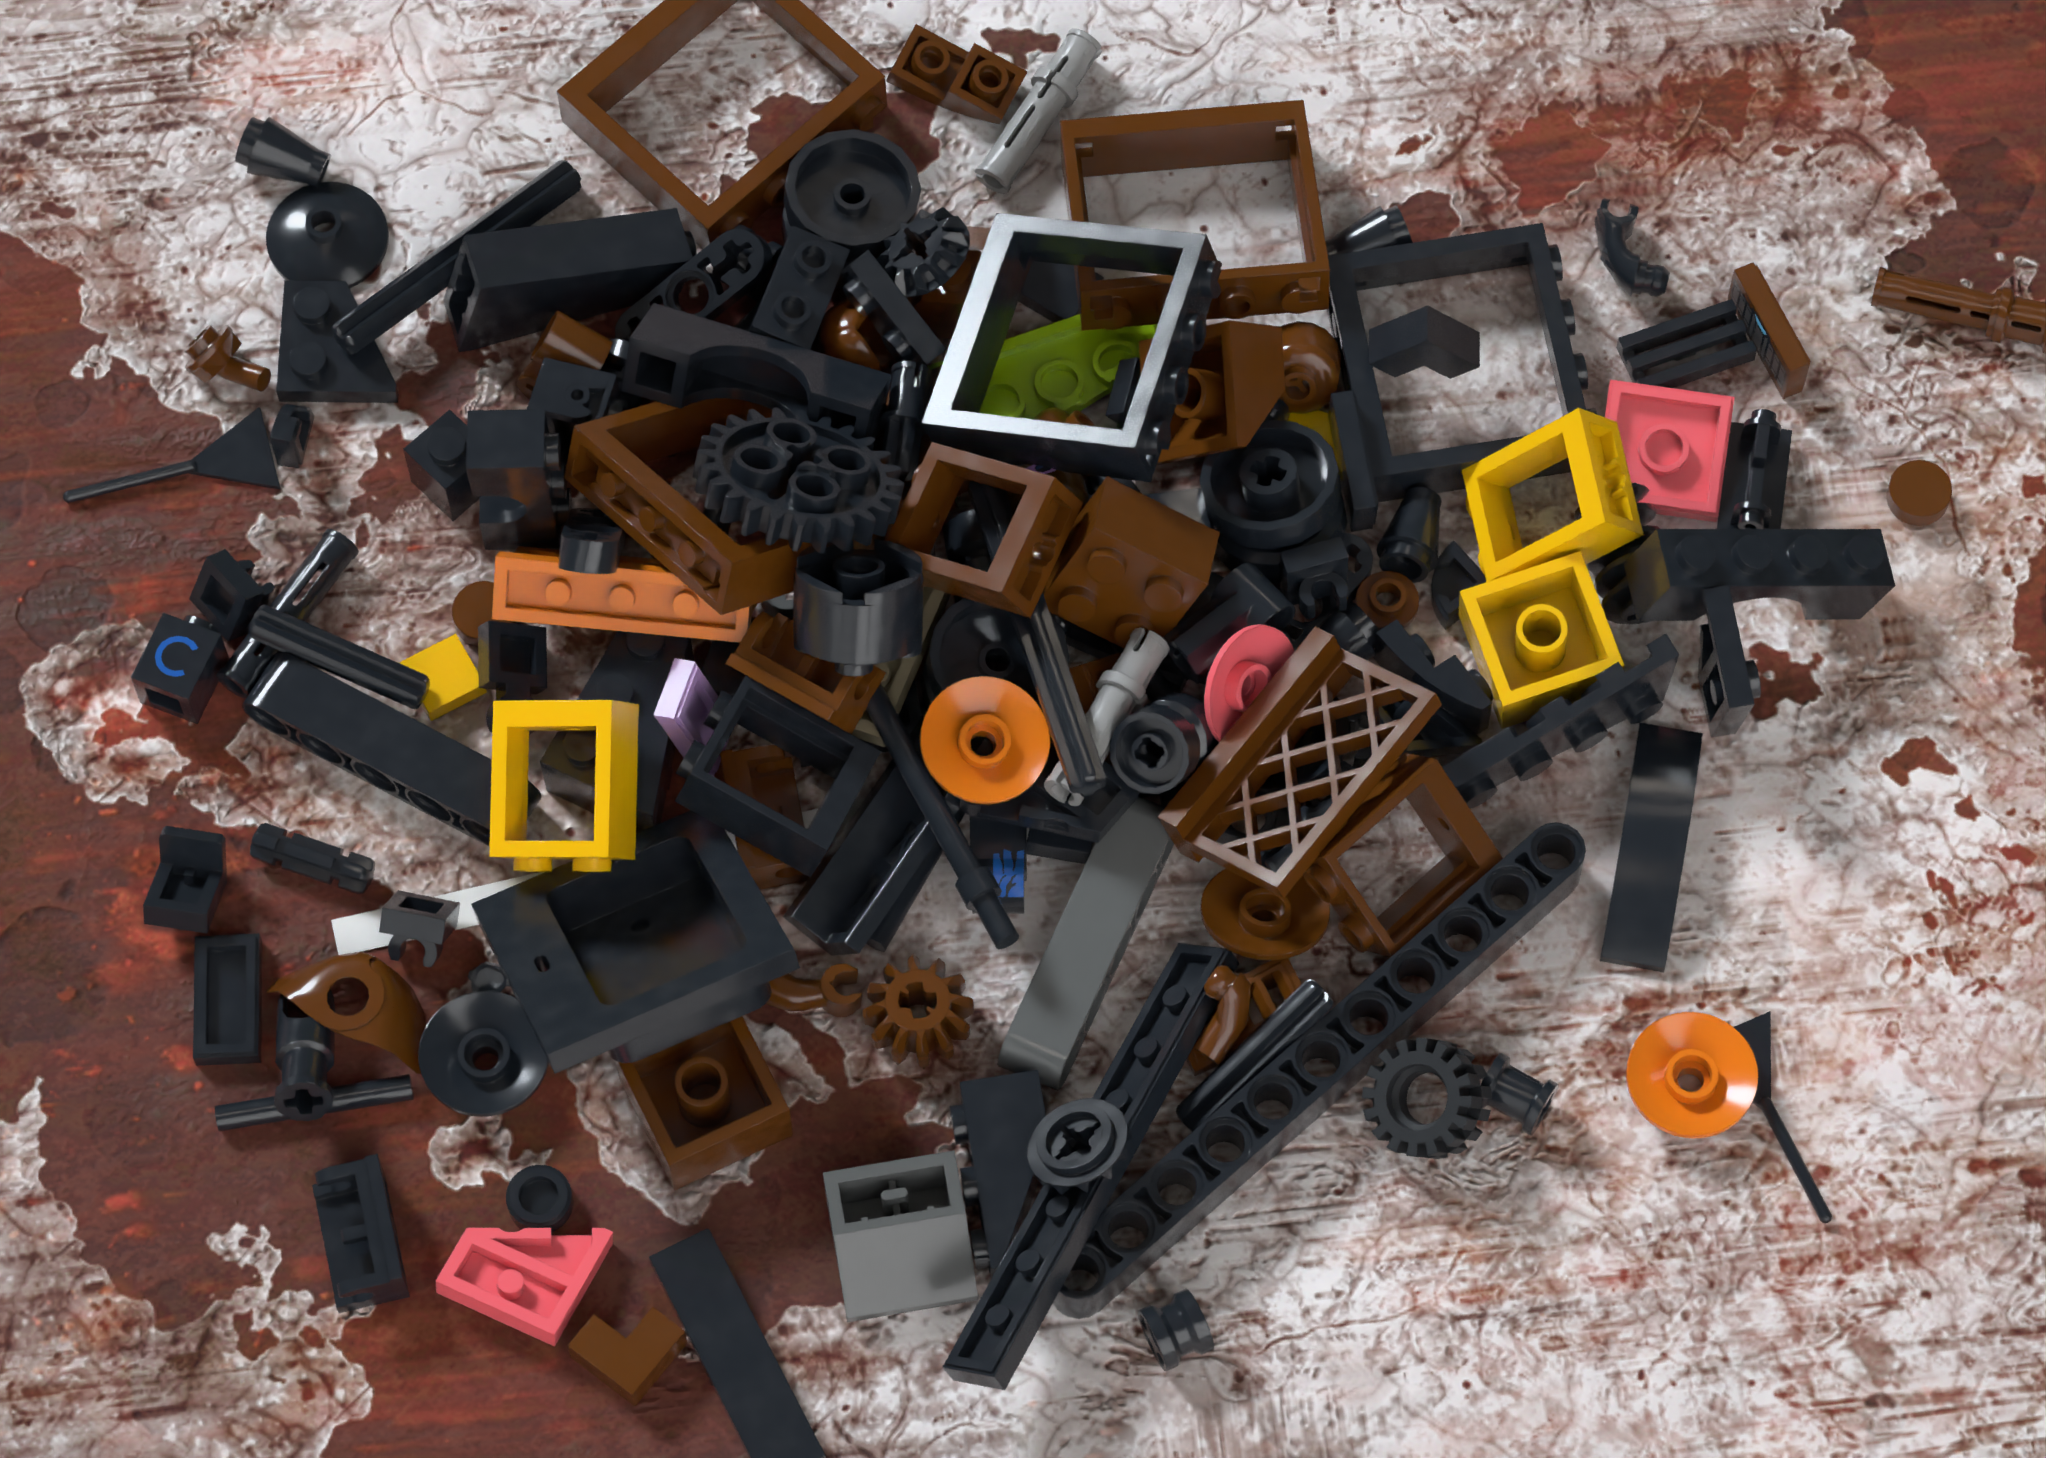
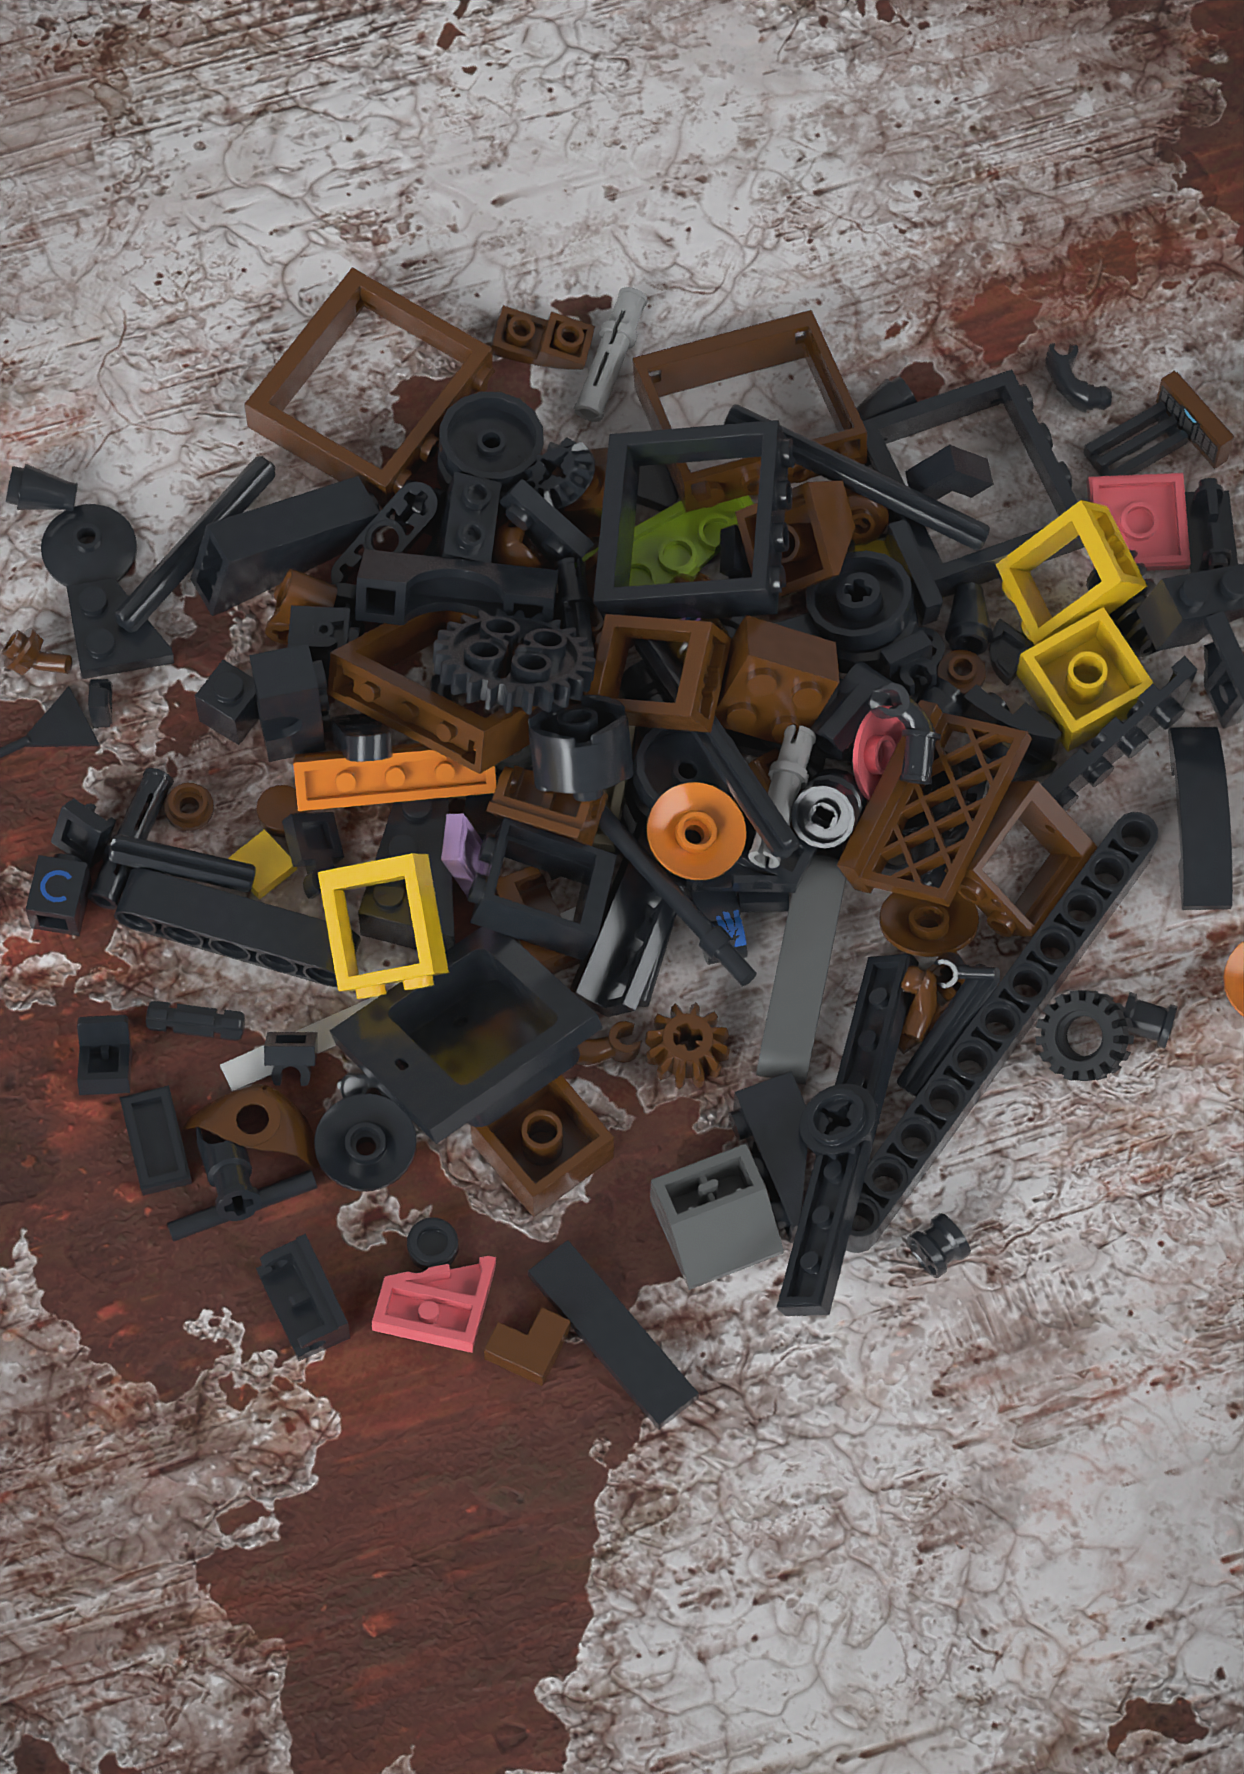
camera: 15 degrees left, 0 degrees up
(364, 572) = (189, 794): none -> reddish brown plate
(1285, 983) = (962, 970): none -> black hand
(1298, 669) = (919, 734): none -> black piece
(1321, 338) = (876, 486): none -> black axle

